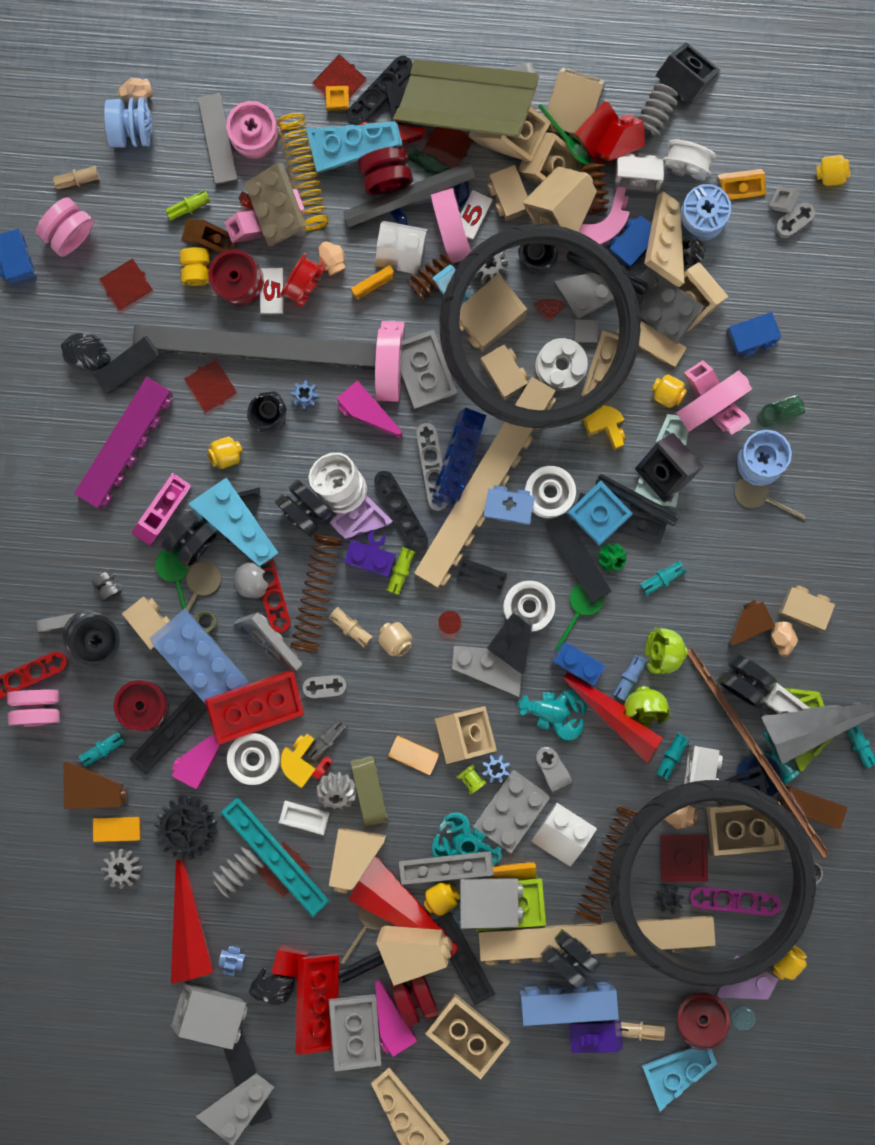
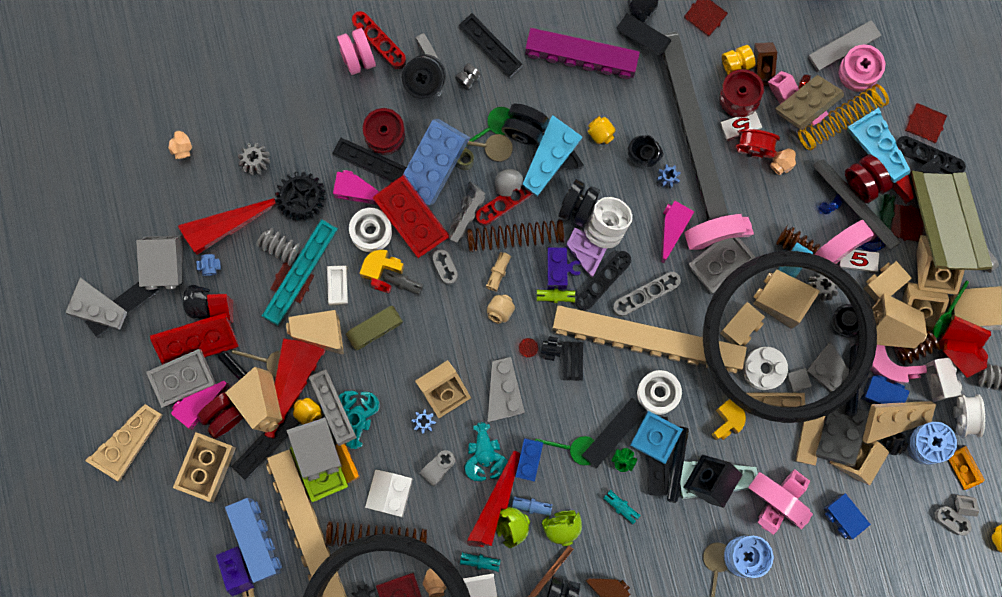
camera: 65 degrees right, 5 degrees down
(75, 951) = (180, 145): none -> light nougat rock
(77, 547) = (490, 45): none -> black tile
(91, 789) = (308, 115): reddish brown slope -> none
(102, 749) = (341, 114): teal pin -> none
(116, 829) = (283, 146): light orange tile -> none
(145, 619) = (453, 112): tan brick -> none
(161, 509) = (540, 97): dark pink slope -> none
(188, 205) = (784, 40): lime axle -> none
(210, 385) = (650, 104): clear red piece -> none
(336, 791) = (366, 301): light grey gear -> none
(337, 98) = (911, 125): light orange tile -> none
(373, 282) = (776, 199): light orange tile -> none
(400, 247) = (812, 210): white slope -> none
(413, 755) = (414, 353): light orange slope -> none
(459, 456) = (662, 310): clear blue brick -> none
(459, 596) = (551, 348): none -> black gear
(471, 779) = (409, 405): lime bush -> none
(496, 510) = (630, 351): medium blue brick -> none
(512, 811) = (394, 446): light grey plate -> none
(513, 642) = (528, 401): black wing -> none
(533, 592) = (565, 393): white wheel -> none
(549, 307) = (807, 345): clear red tile -> none
(569, 960) = (289, 527): black wheel -> none
(669, 391) = (775, 462): yellow head -> none
(781, 410) = (792, 560): clear green piece -> none

